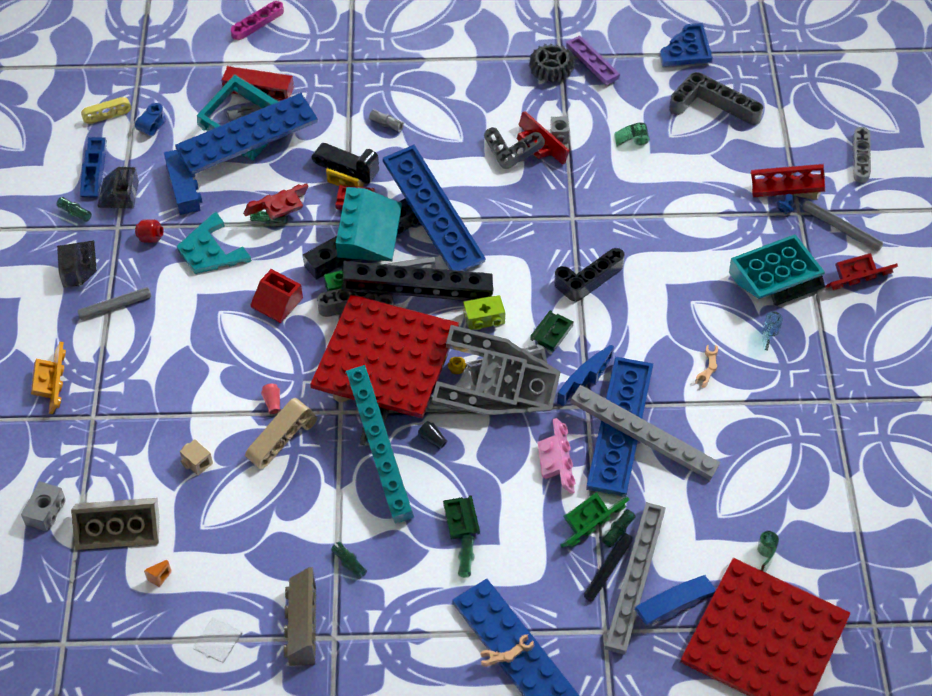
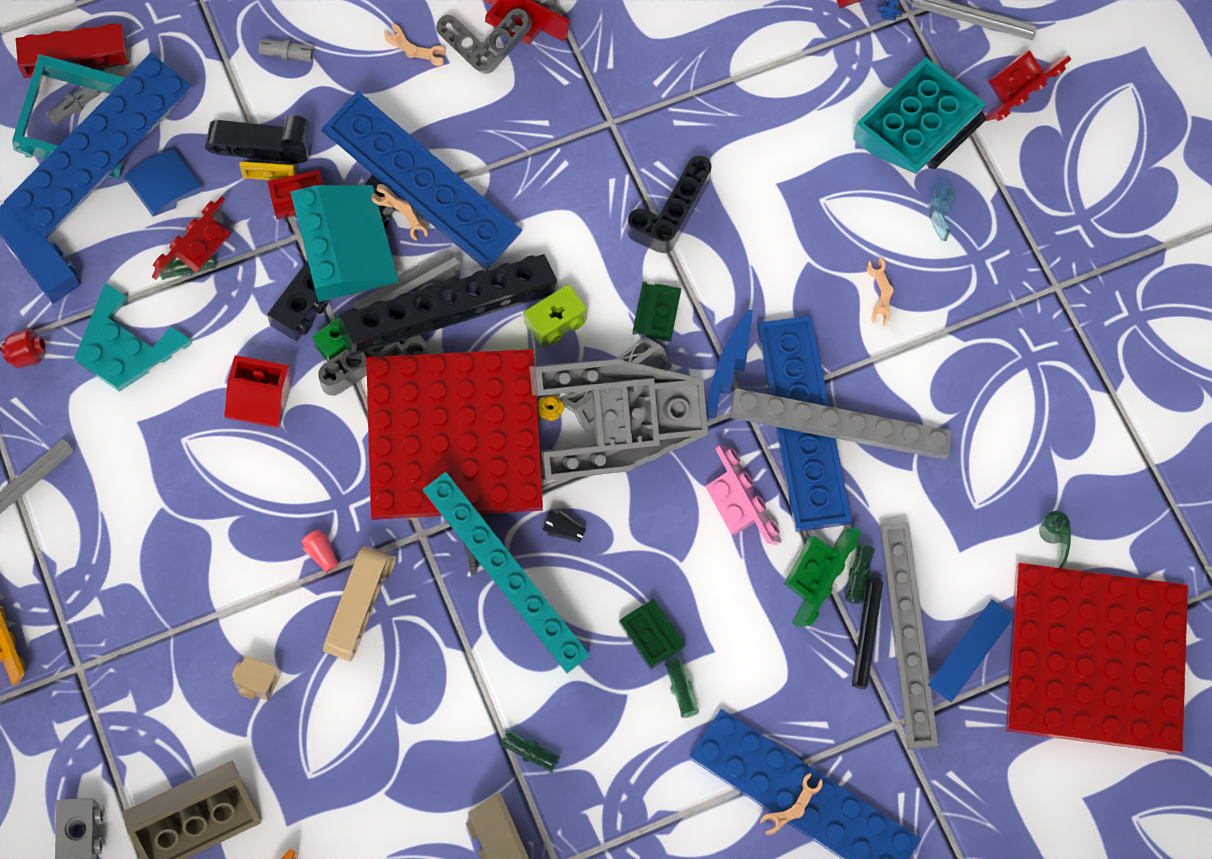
camera: 25 degrees left, 15 degrees up
(277, 168) = (162, 182): none -> blue slope
(408, 213) = (404, 207): none -> light nougat piece
(464, 143) = (411, 50): none -> light nougat piece

